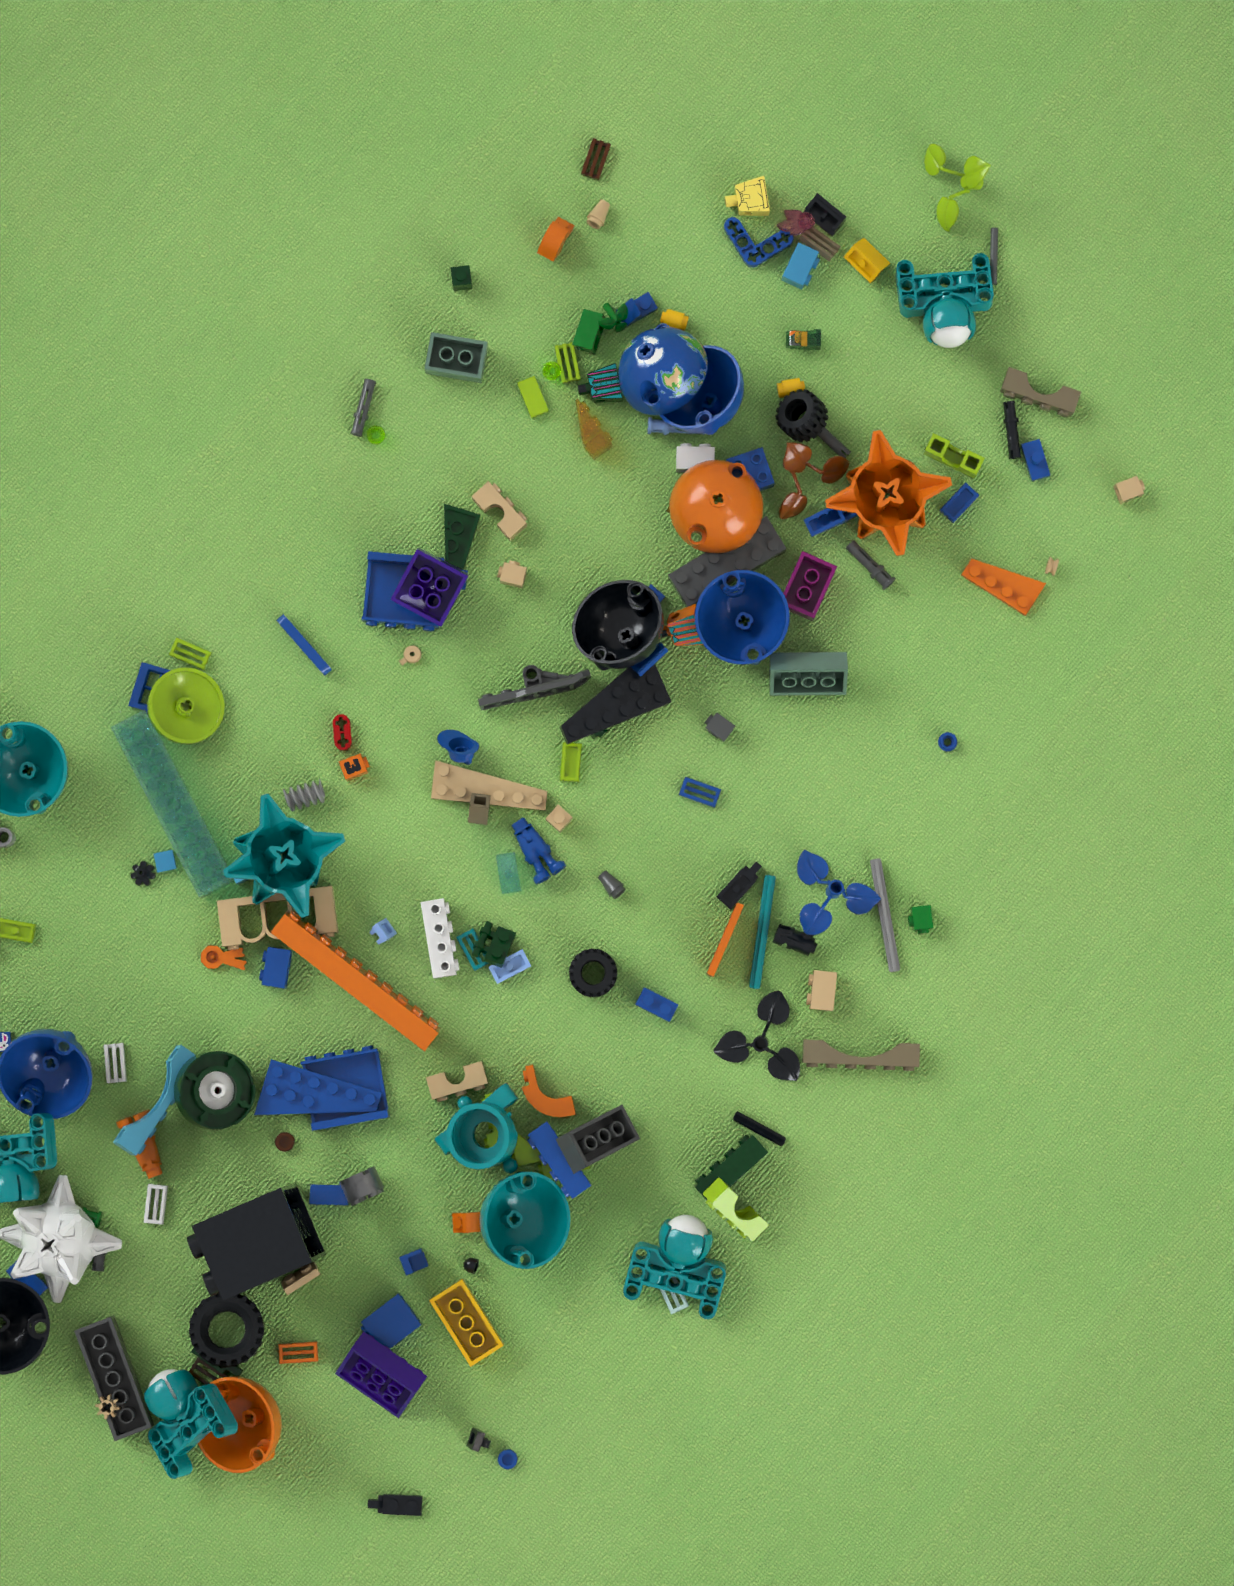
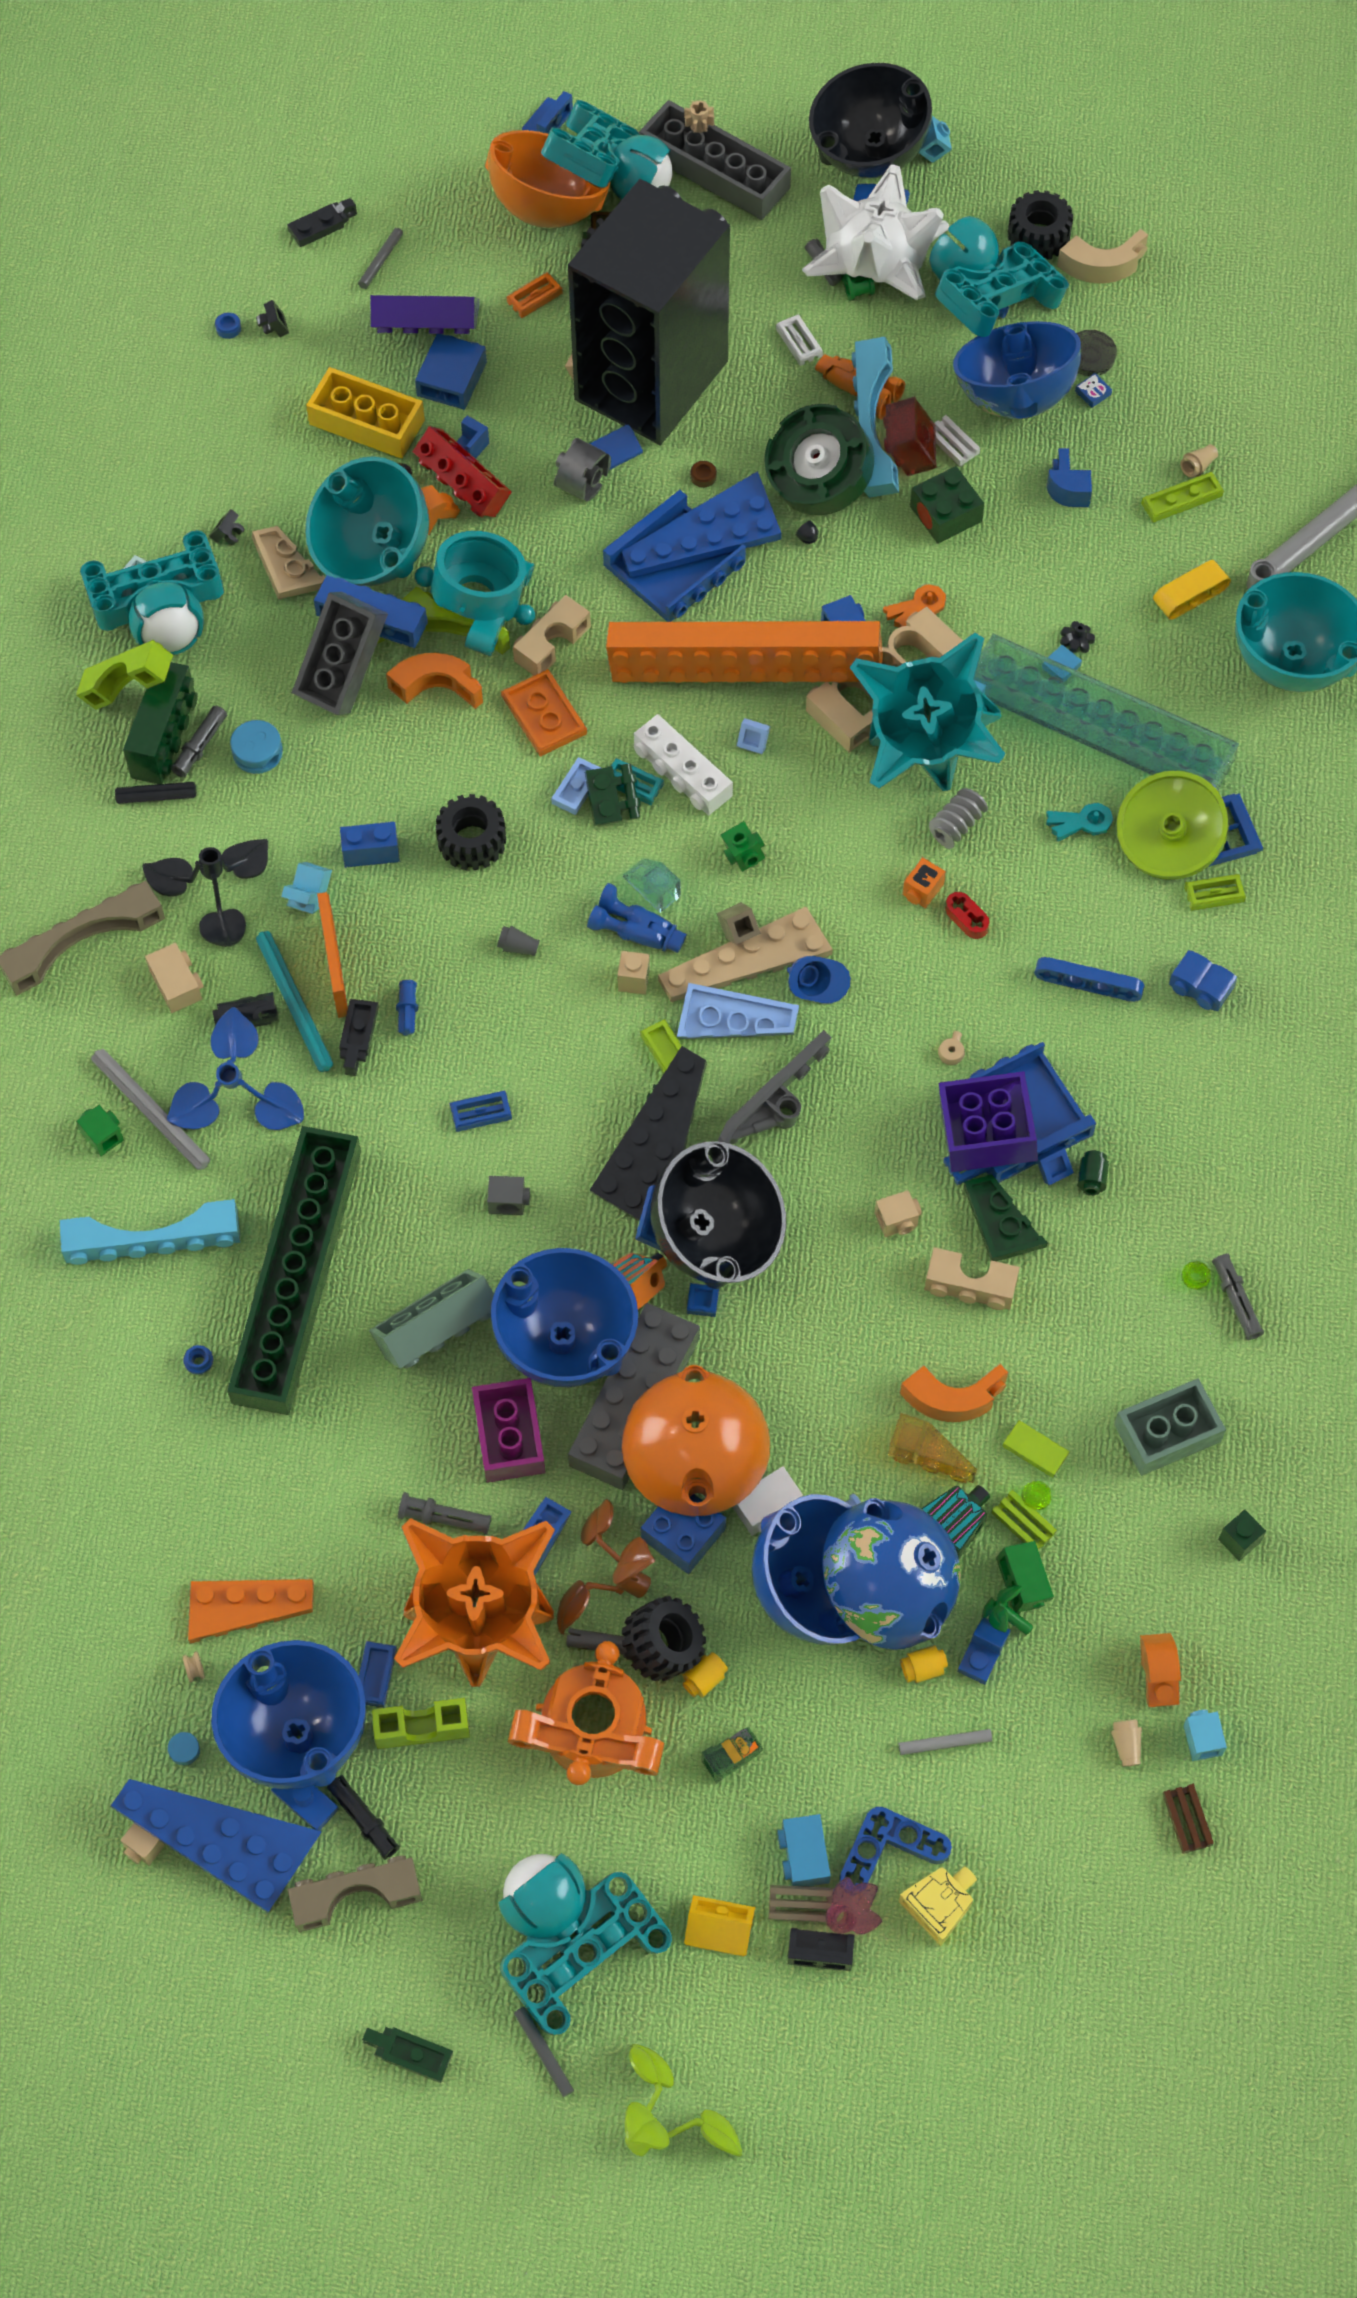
camera: 145 degrees right, 20 degrees down
(51, 857) = (1191, 589): none -> yellow beam
(73, 982) = (1068, 486): none -> blue brick
(145, 1073) = (910, 436): none -> clear red brick
(155, 1014) = (946, 504): none -> dark green brick
(195, 1494) = (550, 114): none -> blue panel
(224, 745) = (1092, 819): none -> teal piece
(241, 601) = (1202, 981): none -> blue brick
(252, 1053) = (808, 532): none -> black hinge
(377, 1449) = (380, 258): none -> dark grey bar
(388, 528) = (1093, 1172): none -> dark green brick
(406, 546) = (1054, 1165): none -> blue tile
(435, 1236) = (461, 472): none -> red brick
(444, 863) = (743, 846): none -> green brick
(495, 1032) = (544, 712): none -> orange tile
(524, 760) = (725, 1013): none -> light blue wing
(557, 191) = (1204, 1735): none -> medium azure brick
(558, 446) = (950, 1403): none -> orange arch
(584, 1243) = (284, 564): none -> tan wing
(604, 1295) = (225, 527): none -> black tile
(681, 1119) = (256, 746): none -> dark azure head
(690, 276) = (945, 1742): none -> light grey bar
(701, 883) = (407, 1007): none -> blue axle
(710, 998) = (307, 883): none -> medium azure brick
(712, 1147) = (193, 749): none -> dark grey pin
(864, 756) = (294, 1271): none -> dark green brick
(889, 402) = (585, 1754): none -> orange piece
(966, 852) = (210, 1225): none -> medium azure arch
(1045, 496) = (313, 1699): none -> blue piece
(1060, 297) = (410, 2052): none -> dark green hinge
(1081, 527) = (183, 1748): none -> dark azure tile
(1088, 457) = (233, 1845): none -> blue wing

